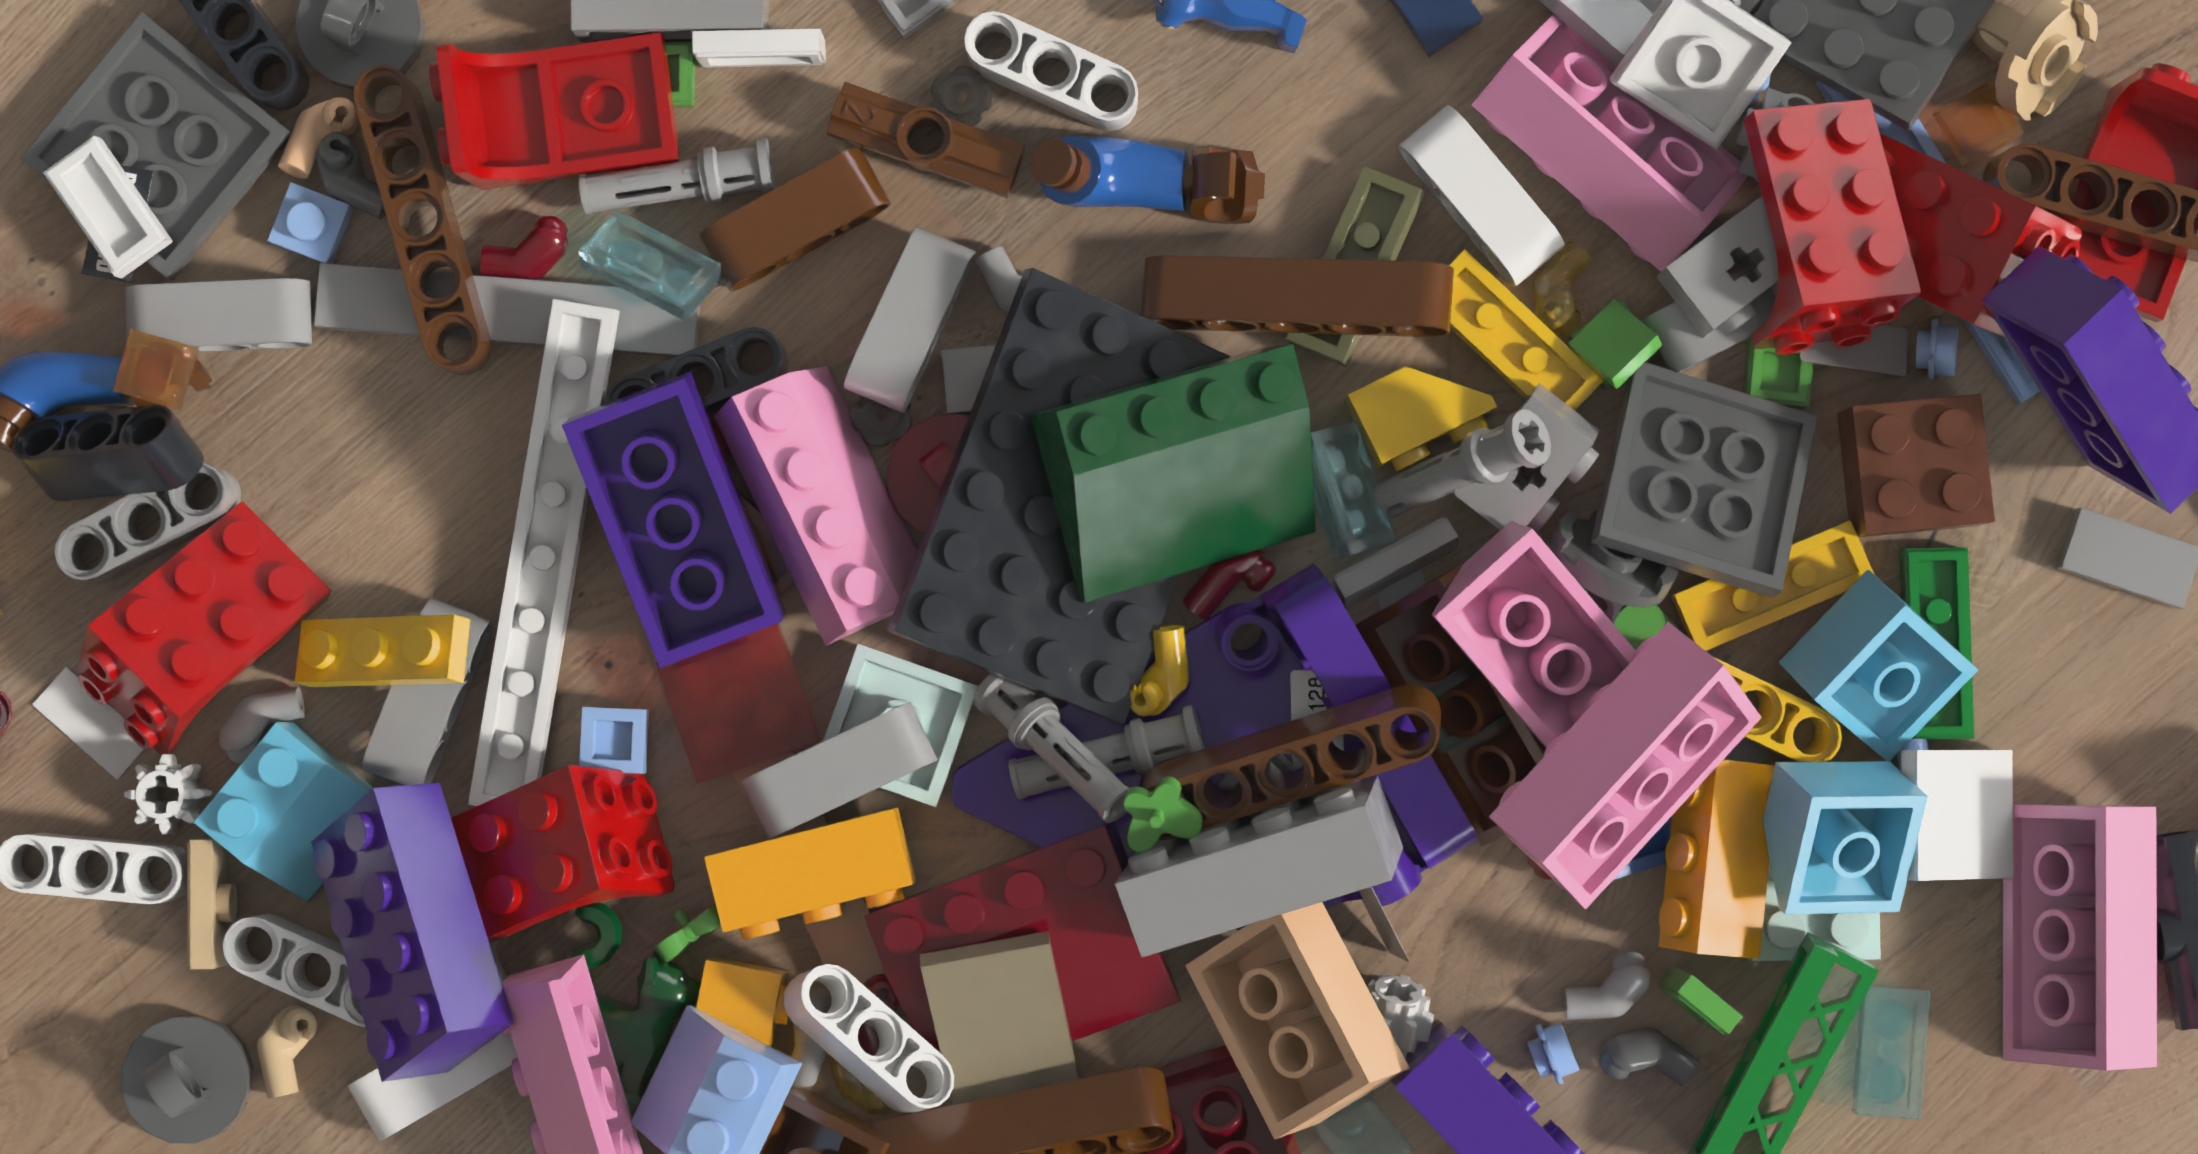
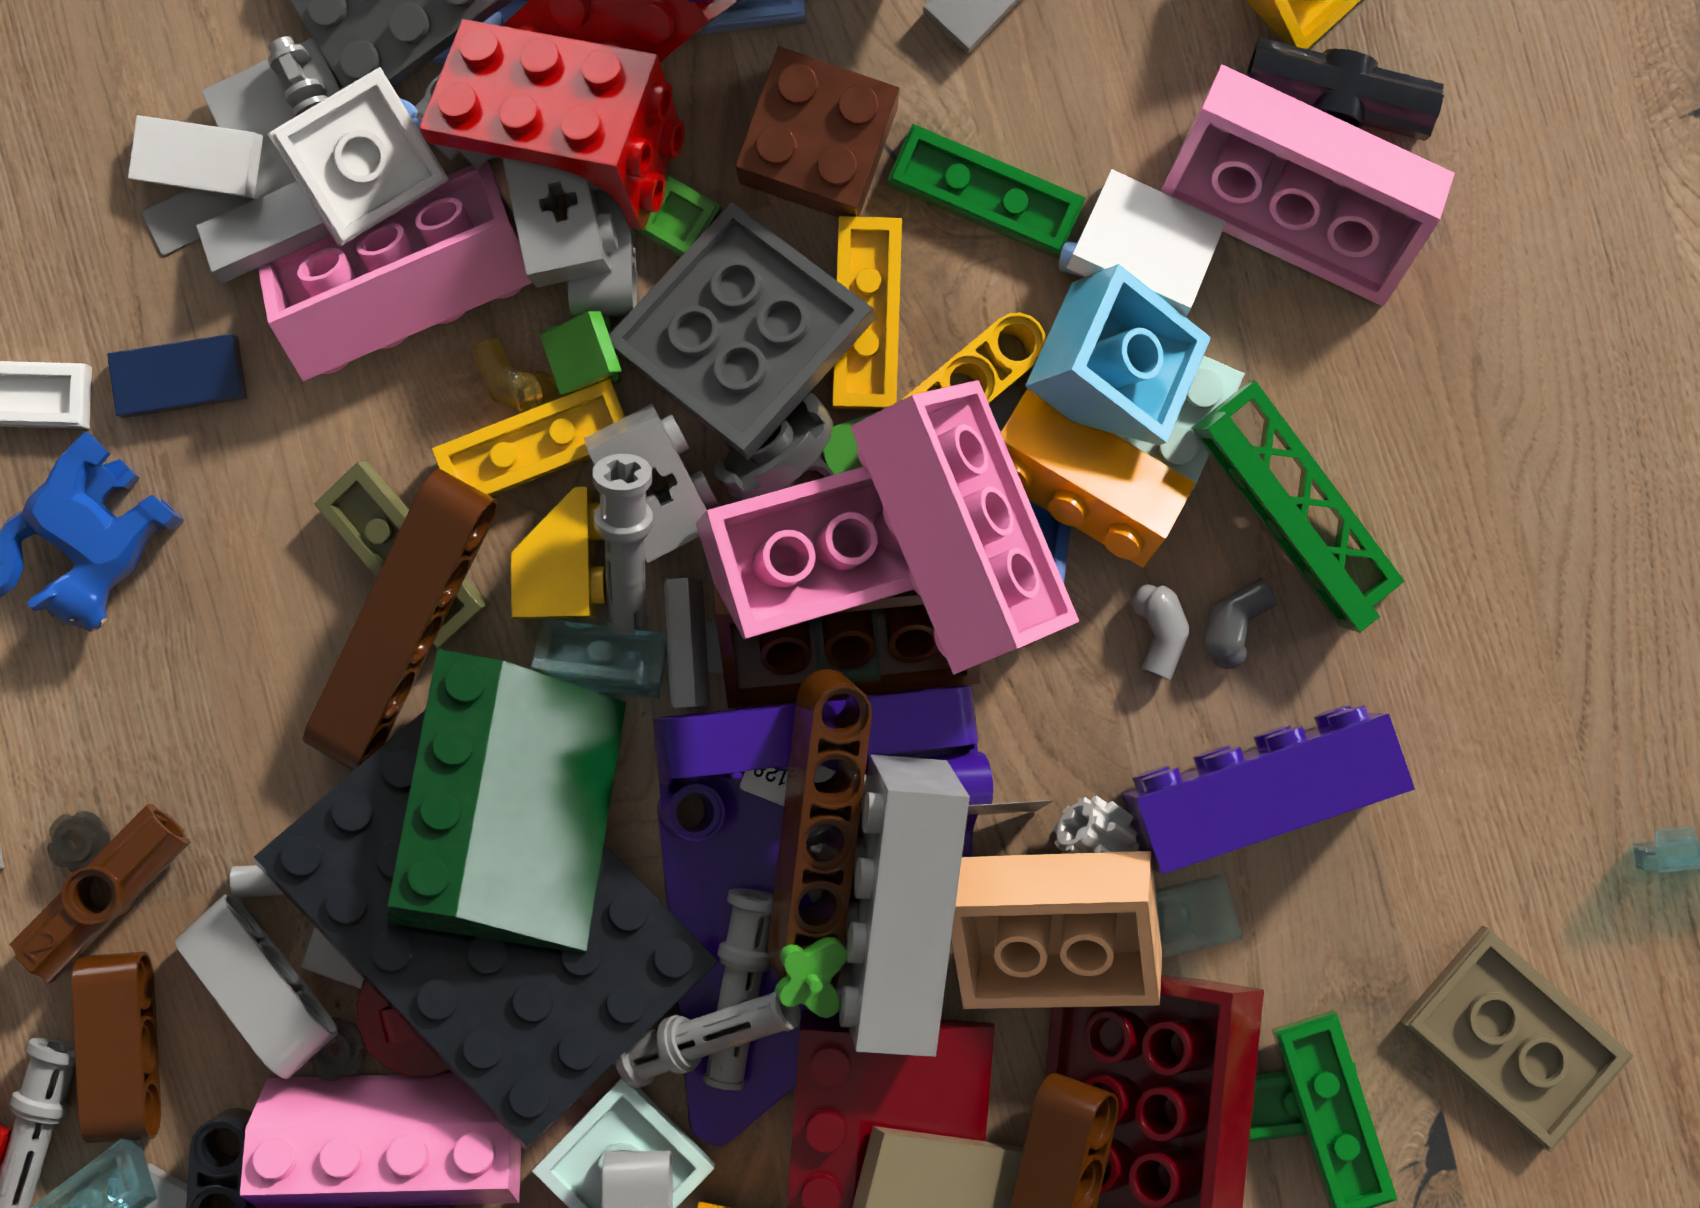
camera: 70 degrees left, 0 degrees up
(1033, 46) = (63, 754): white beam -> none
(1136, 173) = (213, 731): piece -> none
(1166, 676) = (694, 902): yellow arm -> none
(1223, 577) = (627, 803): dark red arm -> none
(1481, 195) = (391, 410): white beam -> none
(1553, 1052) = (1194, 706): light blue plate -> none
(1699, 1000) = (1209, 555): bright green tile -> none
(1877, 666) = (981, 253): medium azure slope -> none
(1881, 354) = (702, 120): light grey sticker -> none
(1891, 1052) = (1333, 403): clear light blue plate -> none
(1937, 350) = (723, 67): light blue plate -> none

